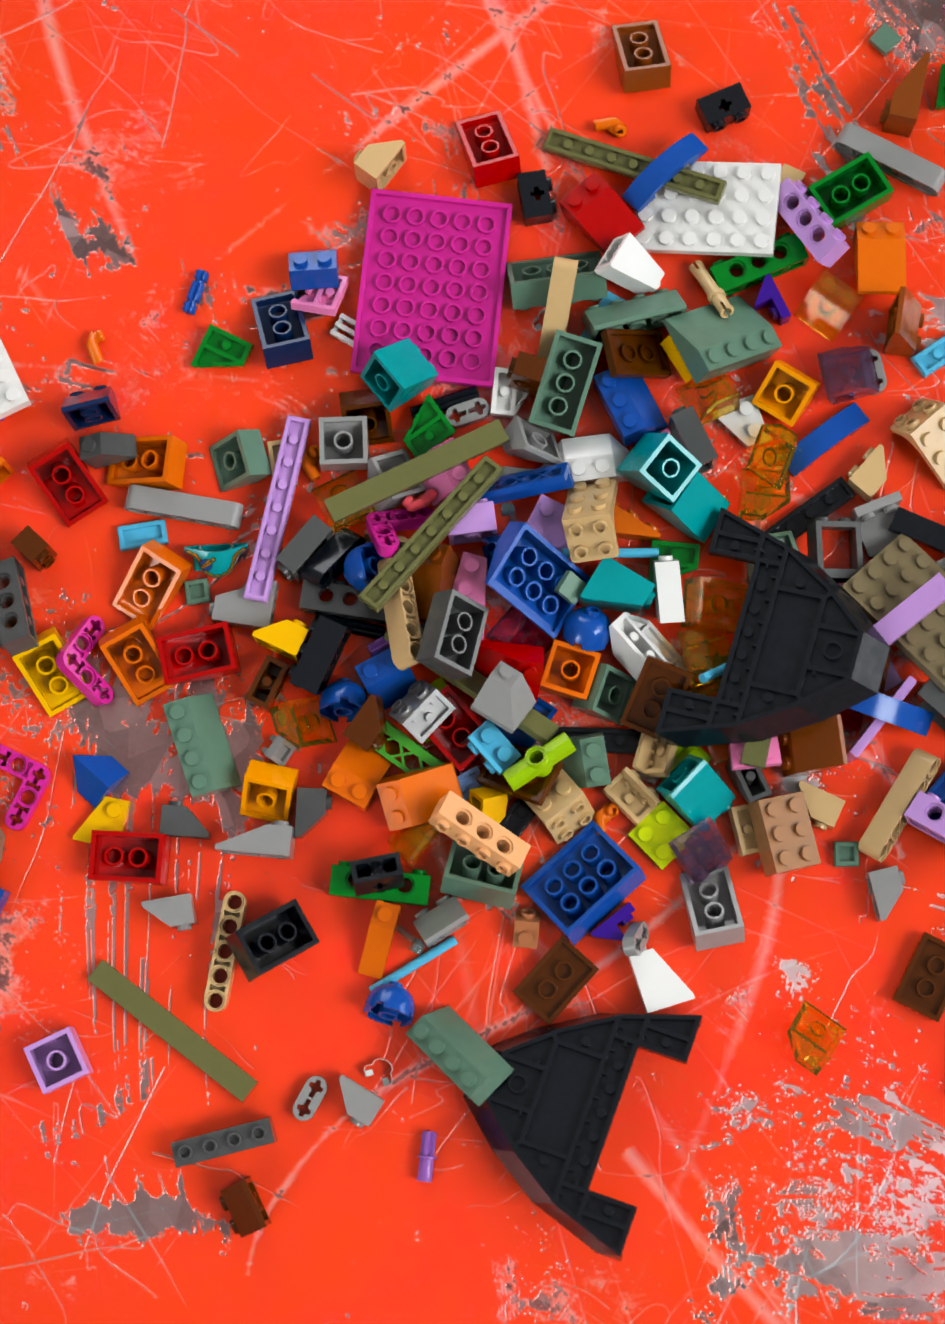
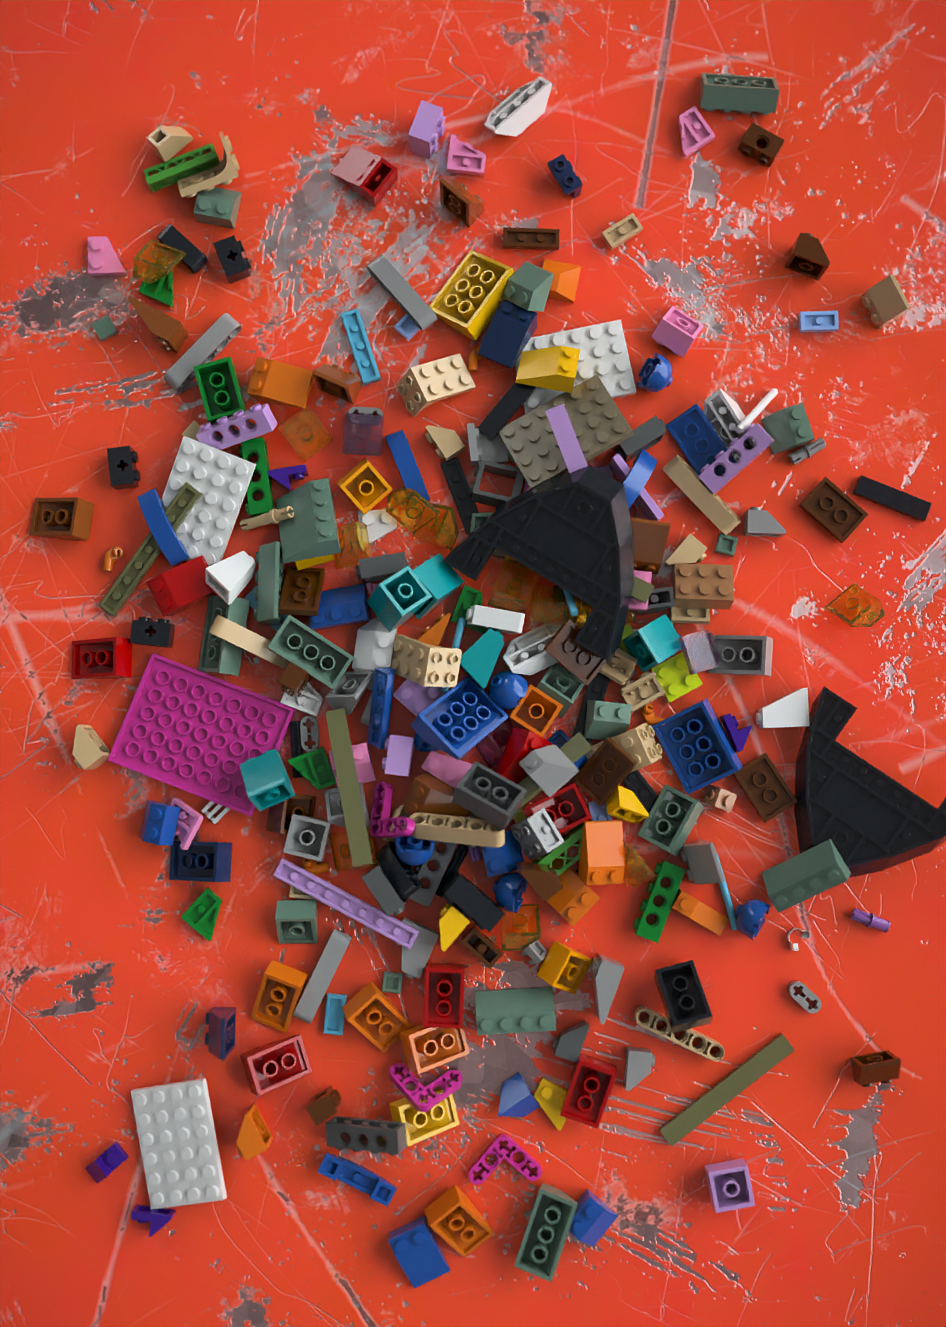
camera: 80 degrees left, 5 degrees up
(93, 346) = (169, 1015): orange arm -> none
(107, 448) = (259, 1026): dark grey slope -> none
(195, 292) = (149, 921): blue axle -> none
(215, 559) = (370, 961): teal hat -> none
(223, 1142) = (822, 1072): dark grey brick -> none
(310, 809) = (586, 938): dark grey slope -> none
(359, 1102) = (817, 960): light grey slope -> none
(377, 874) = (655, 903): black brick -> none
(417, 946) = (712, 887): clear light blue hand -> none
(423, 501) = (372, 788): coral arm -> none
(430, 534) = (404, 790): olive tile -> none
(491, 834) = (648, 806): light nougat brick -> none
(493, 748) = (582, 787): medium azure bracket -> none
(508, 509) = (395, 722): clear light blue hand -> none
(549, 754) = (600, 743): lime piece -> none
(570, 587) = (473, 693): sand green tile -> none
(635, 938) = (751, 719): light grey beam -> none

